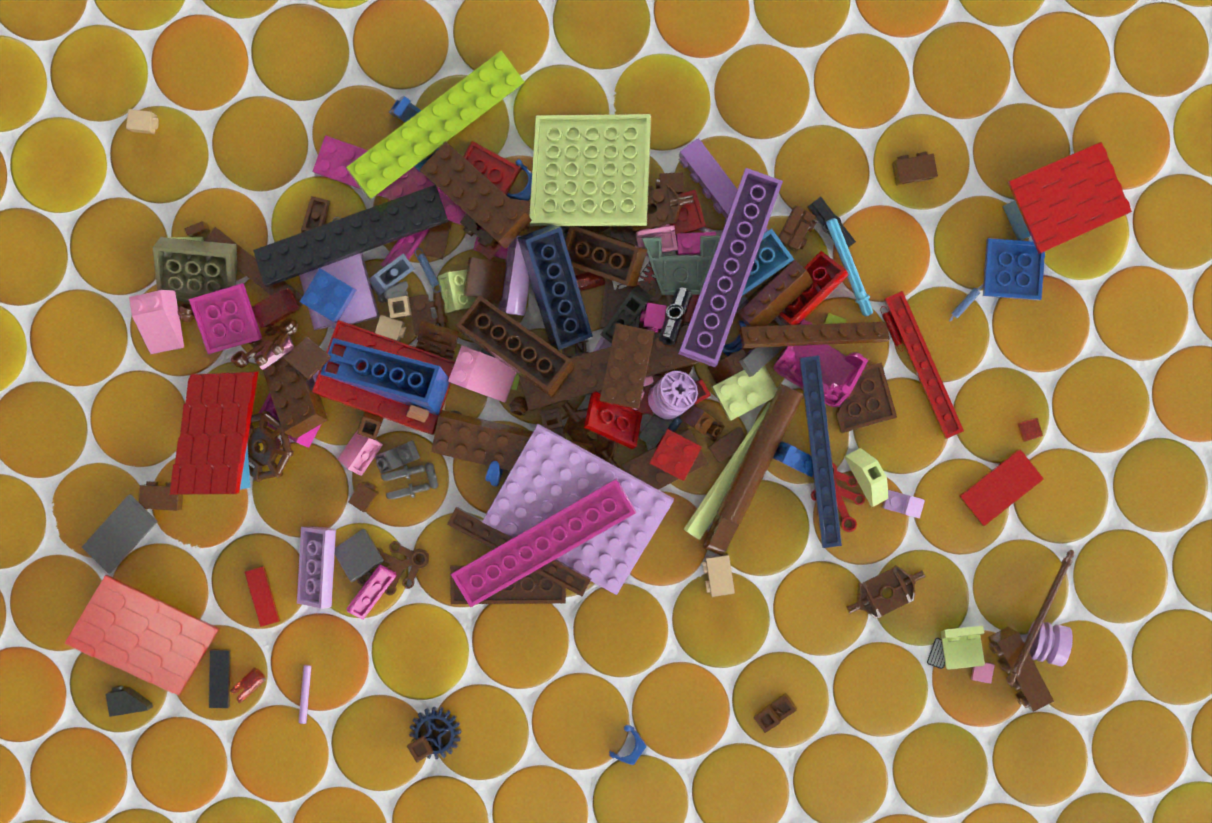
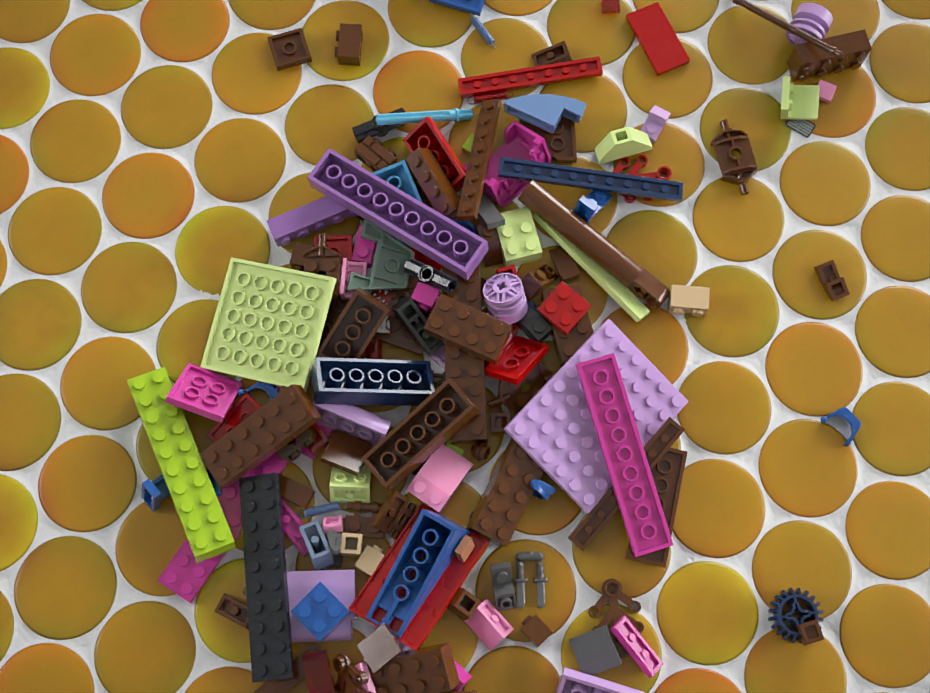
camera: 80 degrees left, 15 degrees down
(415, 284) = (332, 523): none -> bright pink tile
(508, 128) = (204, 392): none -> dark pink plate
(886, 389) = (545, 109): none -> medium blue slope
(896, 107) = (289, 49): none -> reddish brown tile
(954, 382) = (552, 54): none -> reddish brown slope

